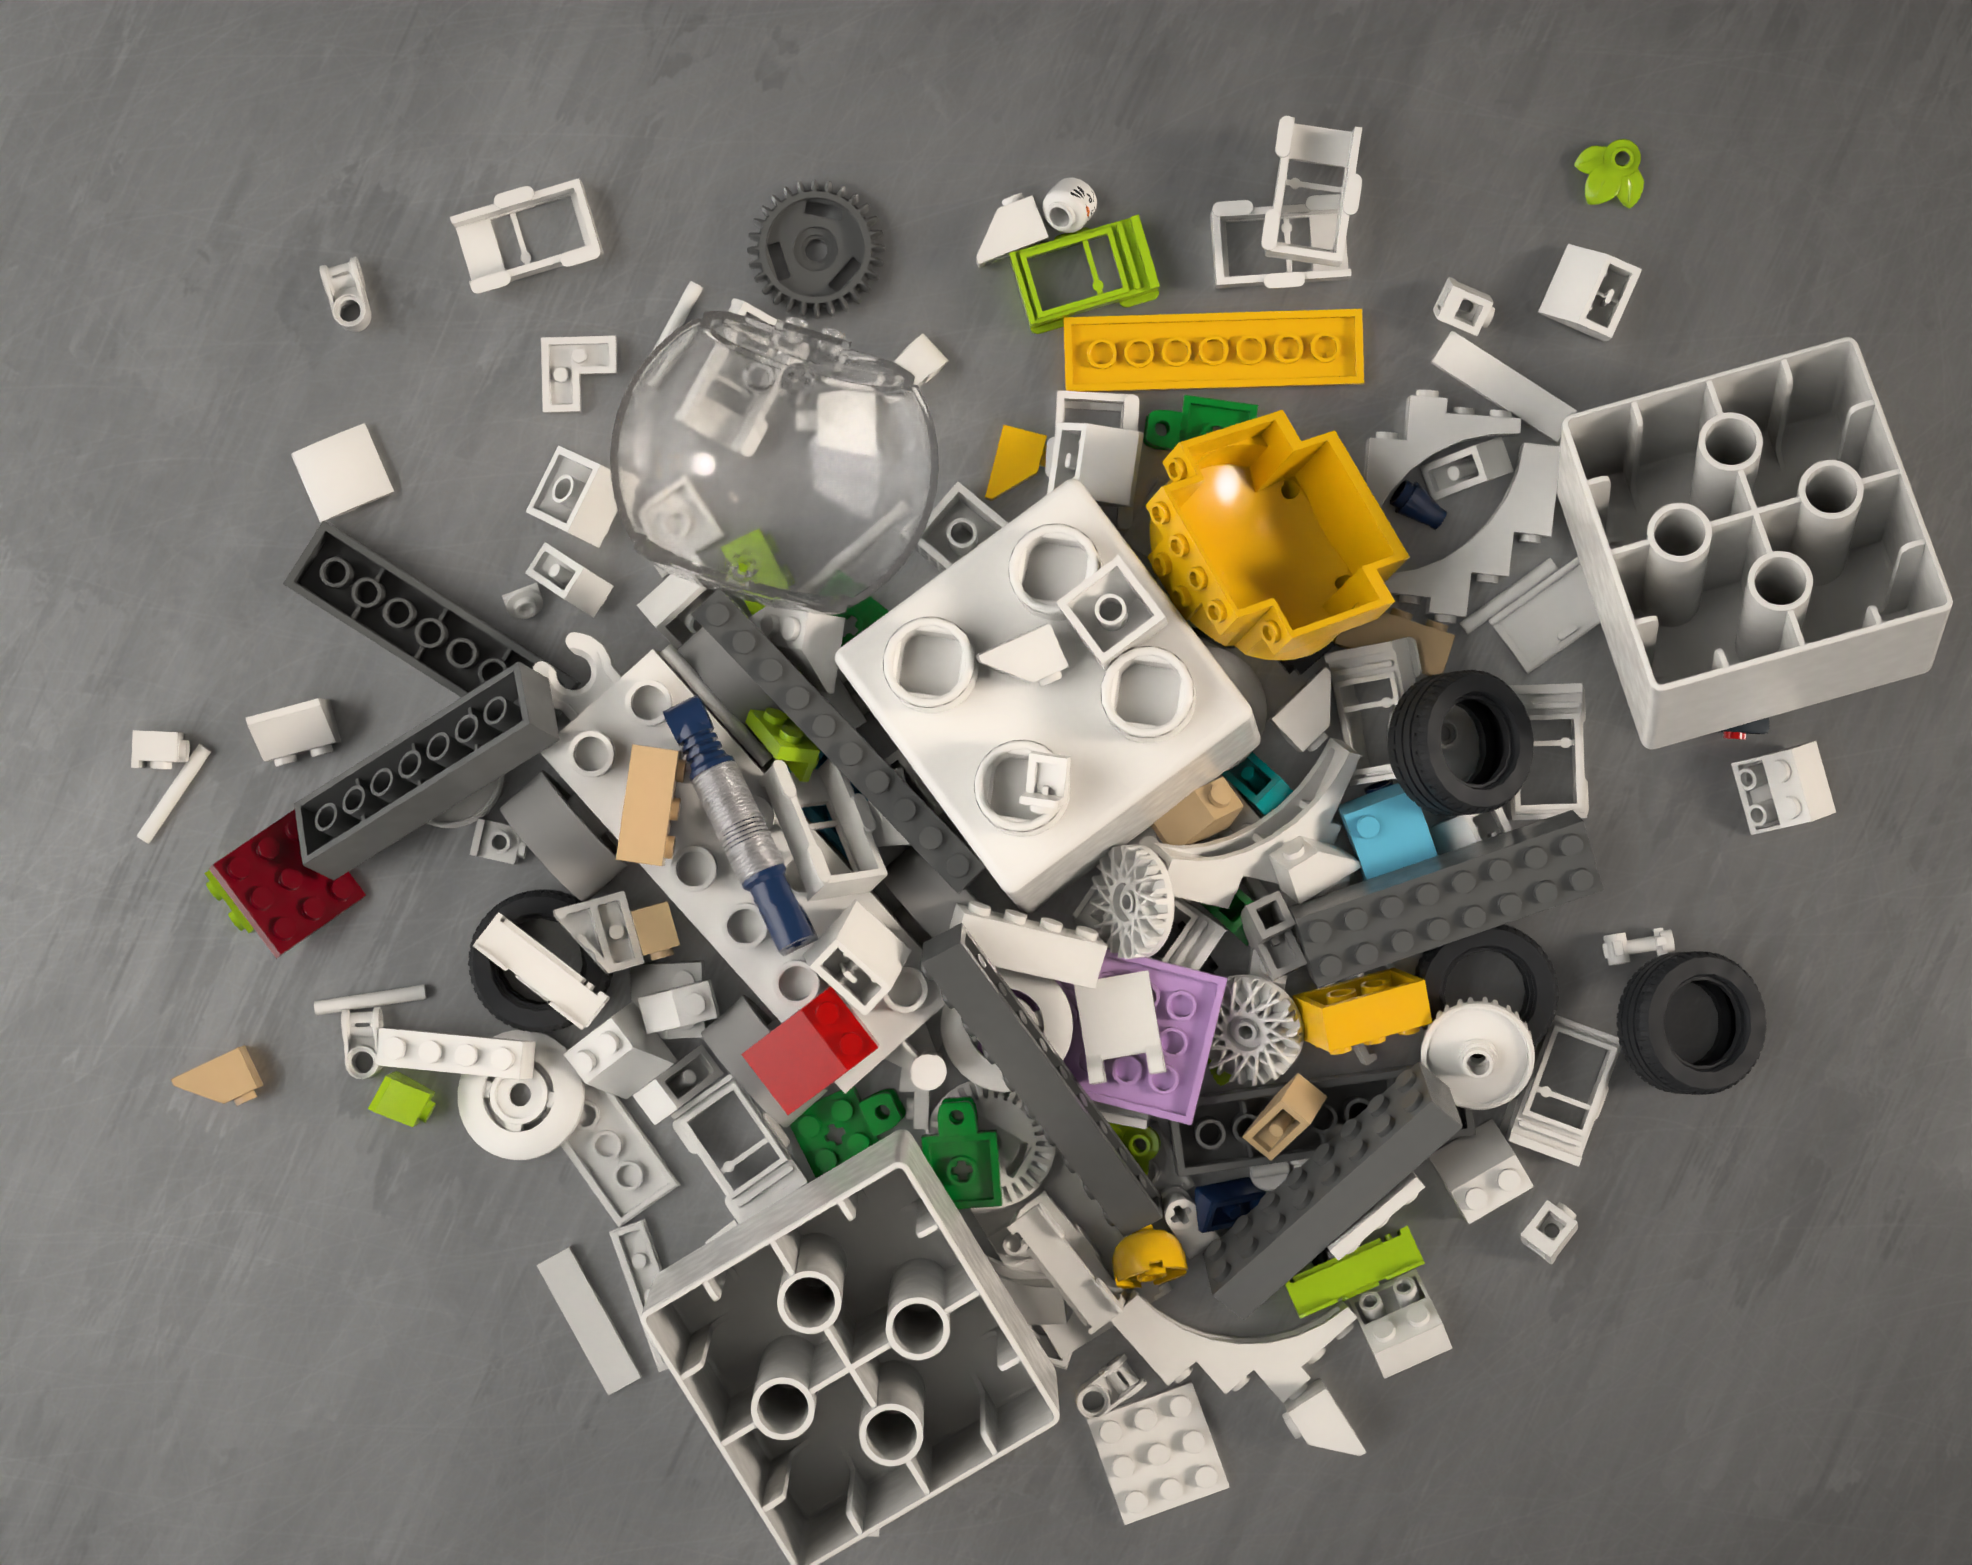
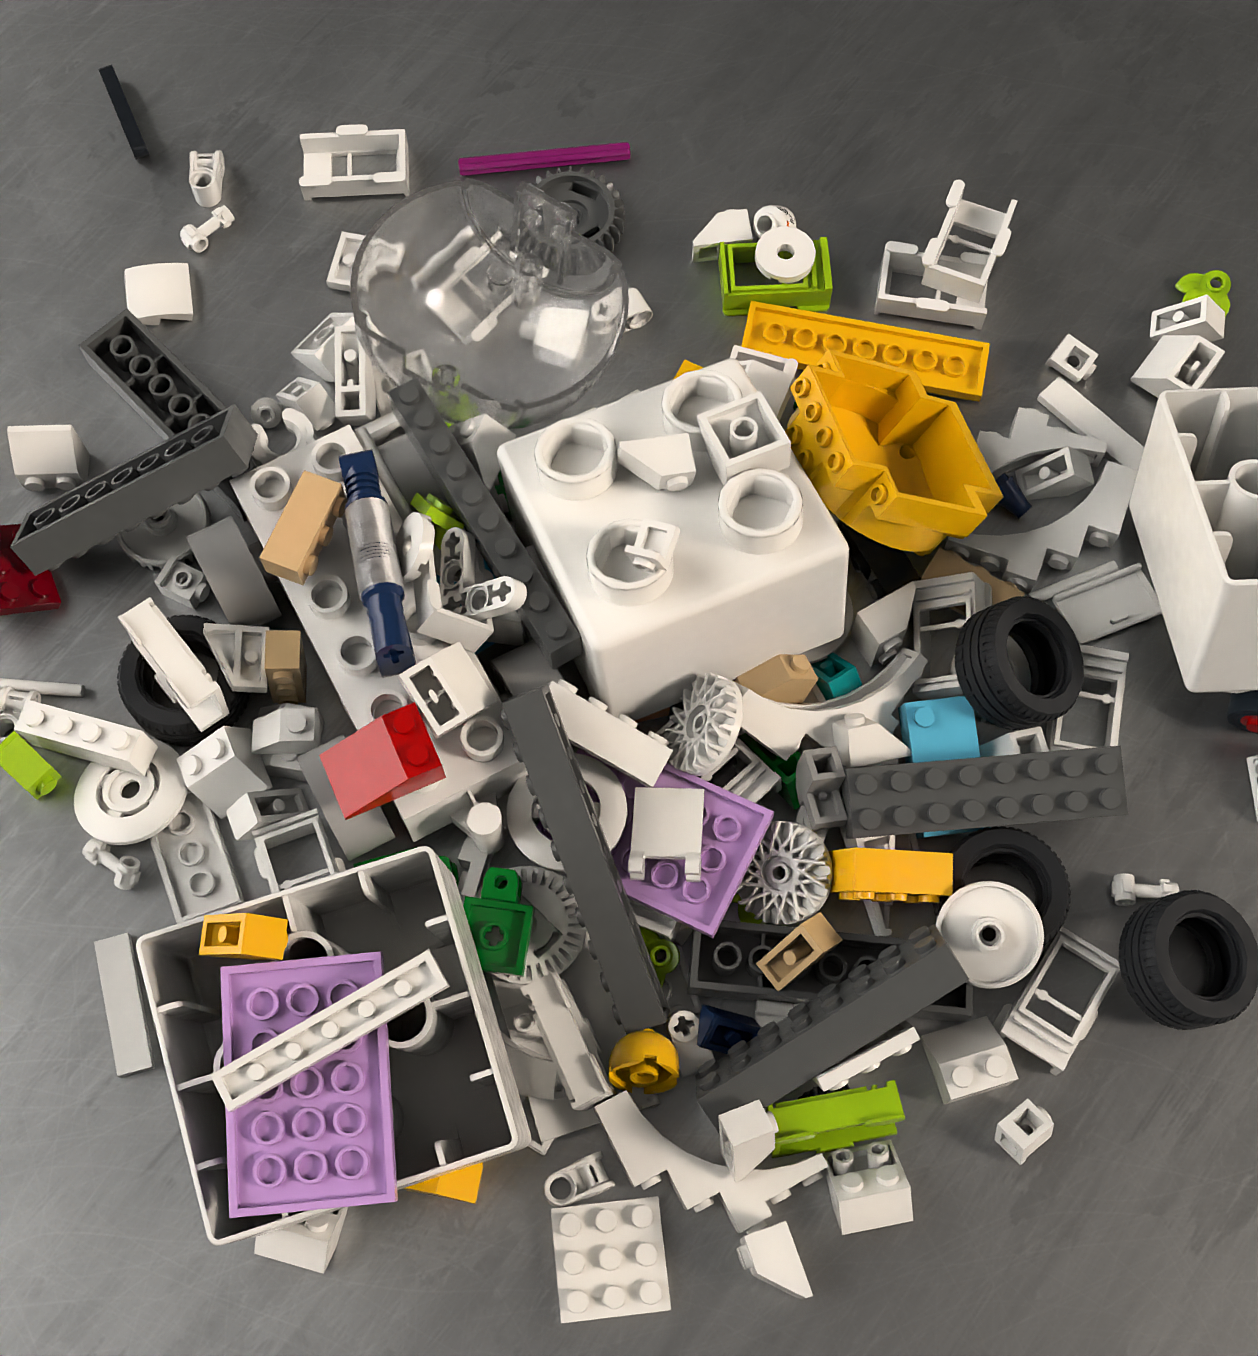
camera: 10 degrees right, 20 degrees down
(212, 225) = (123, 112): none -> black beam
(361, 384) = (196, 239): none -> white bar
(546, 1181) = (125, 868): none -> white bar
(625, 569) = (353, 379): none -> white slope
(748, 1297) = (244, 936): none -> yellow slope
(760, 165) = (544, 158): none -> magenta axle
(779, 804) = (414, 544): none -> white tile
(841, 834) = (459, 553): none -> white beam
(849, 1414) = (326, 1130): none -> lavender plate
(861, 1367) = (329, 1031): none -> white plate
(1093, 234) = (790, 240): none -> white tile
(1271, 1319) = (746, 1137): none -> white slope
(1595, 222) = (1192, 317): none -> white slope

